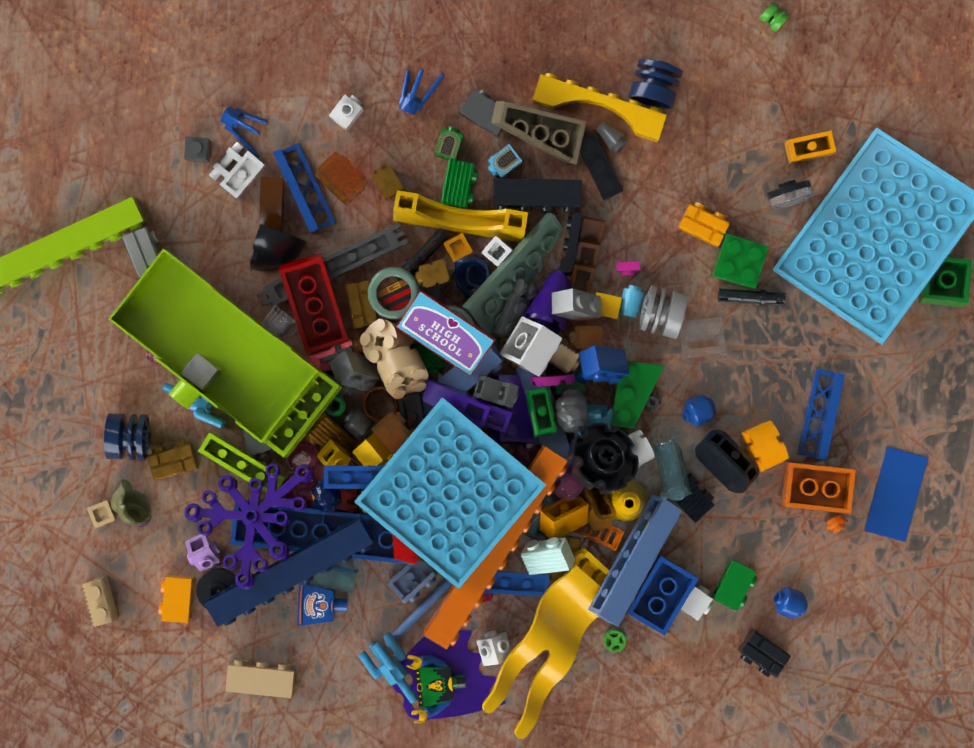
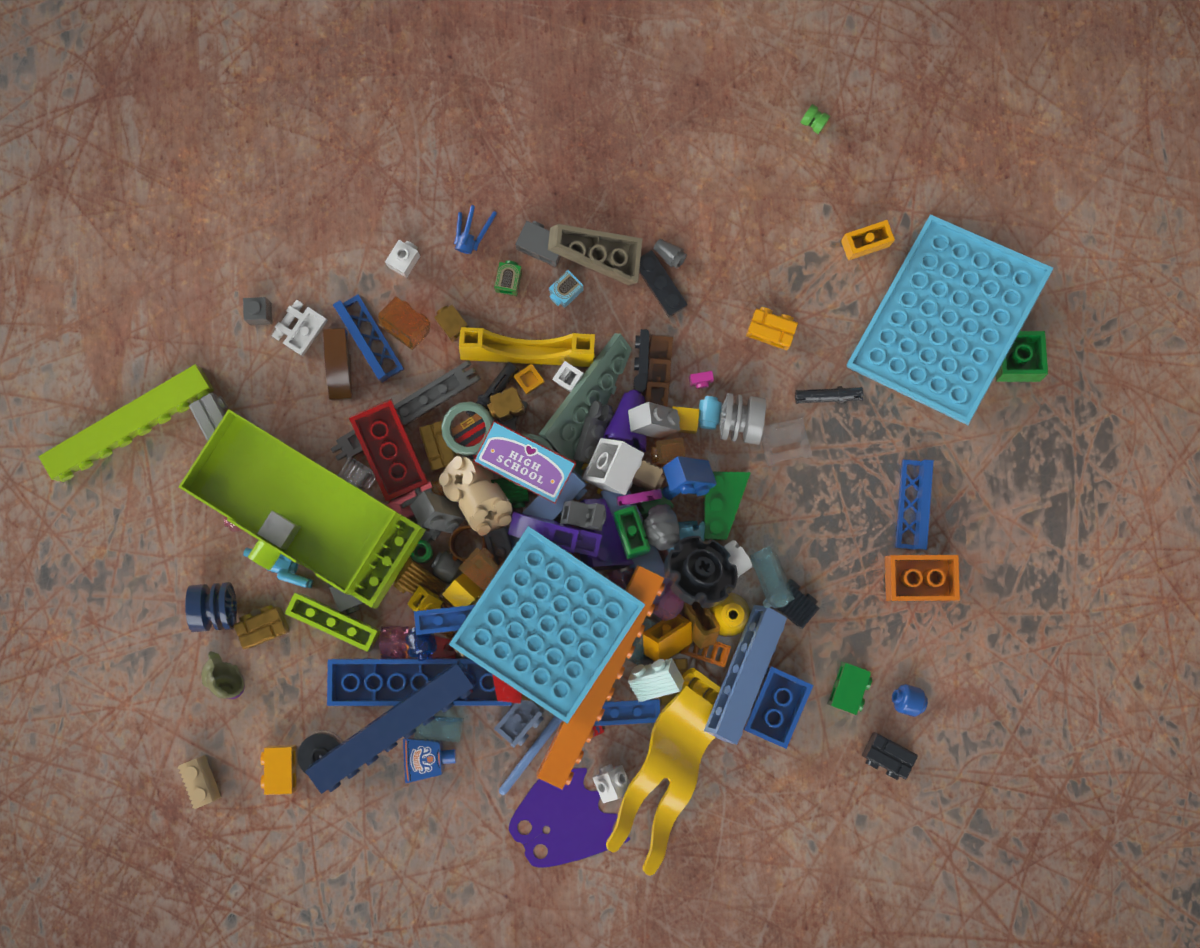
camera: 10 degrees left, 5 degrees down
(101, 513) = (193, 690): tan plate -> none
(202, 552) = (300, 722): lavender brick -> none
(233, 119) = (292, 277): blue plant -> none
(260, 678) = (374, 843): tan brick -> none
(273, 499) = (366, 653): dark purple plant -> none
(274, 249) = (342, 399): black brick -> none
(303, 454) = (394, 609): clear pink hair -> none
(389, 666) = (506, 815): dark azure plant -> none
(434, 685) = (553, 829): torso -> none
(458, 184) = (521, 315): green brick -> none
(470, 274) = (543, 402): dark blue hair -> none
(537, 193) = (602, 316): black brick -> none
(556, 93) = (697, 233): yellow arch -> none
(616, 643) = (738, 761): bright green wheel -> none
(652, 402) = (743, 512): dark grey piece -> none
(656, 79) = (706, 195): dark blue wheel -> none
(698, 410) = (790, 514): blue head -> none
(698, 602) = (815, 711): white brick -> none
(727, 461) = (826, 562): black brick -> none
(739, 261) = (812, 361): green brick -> none
(765, 445) = (863, 541): light orange brick -> none
(790, 194) = (854, 287): clear piece -> none
(836, 524) = (945, 613): orange plate -> none
(896, 494) = (1000, 577): blue piece -> none

